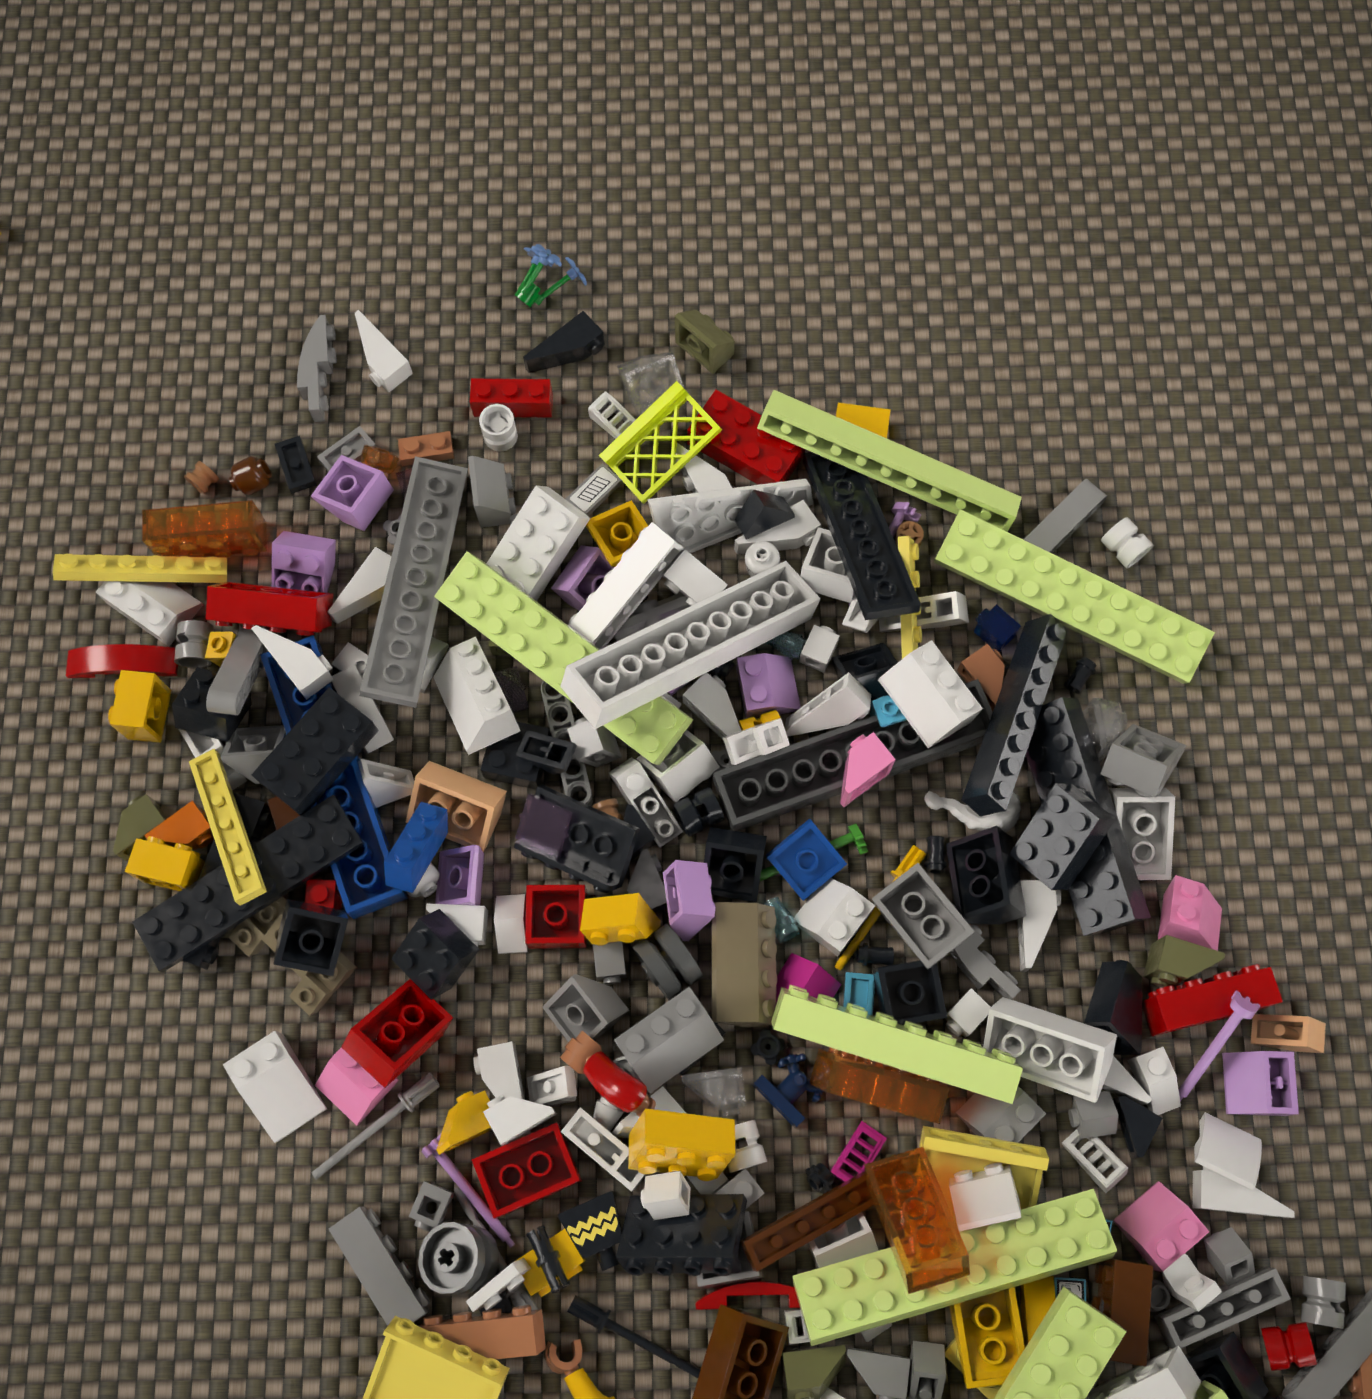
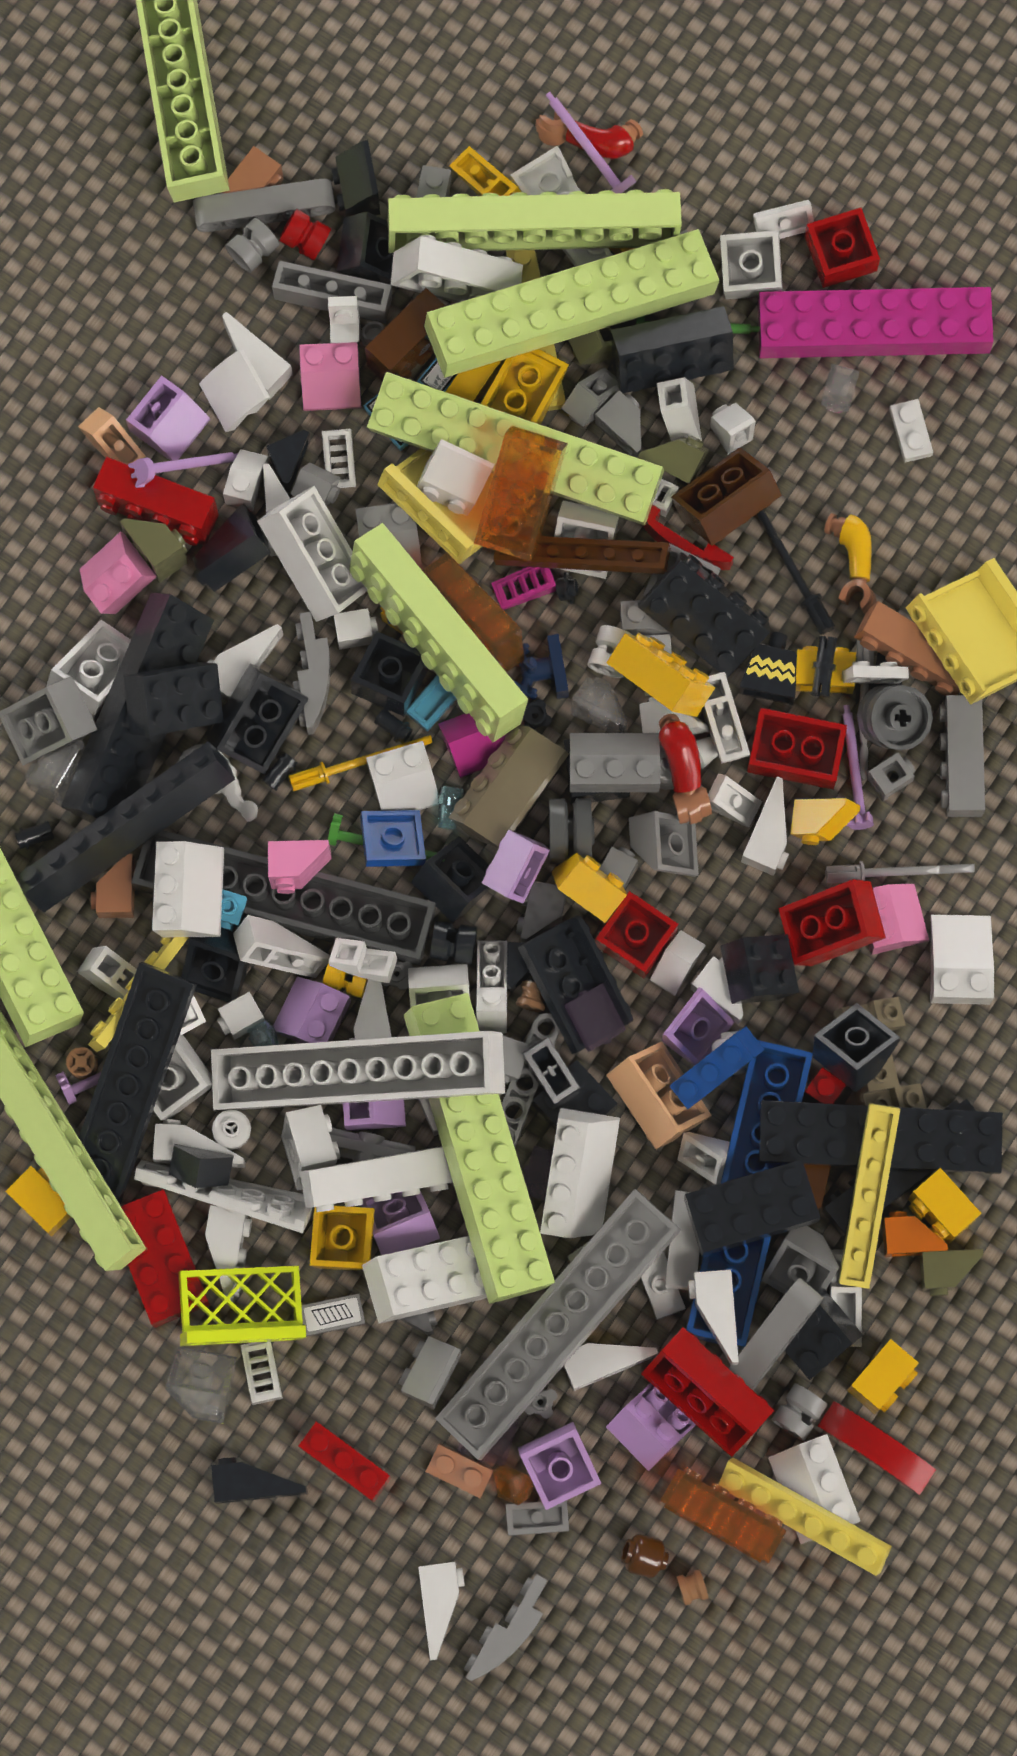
camera: 145 degrees left, 5 degrees up
(218, 646) = (775, 1385): yellow bracket -> none
(295, 464) = (594, 1540): black plate -> none
(498, 427) = (378, 1436): white wheel -> none
(515, 1116) = (778, 788): white slope -> none
(528, 290) = (247, 1569): plant -> none
(666, 1195) = (699, 647): white brick -> none
(703, 339) = (119, 1392): olive slope -> none
(922, 916) = (335, 718): light grey slope -> none
(996, 627) = (72, 925): clear blue brick -> none
(1229, 1256) = (296, 321): light grey brick -> none

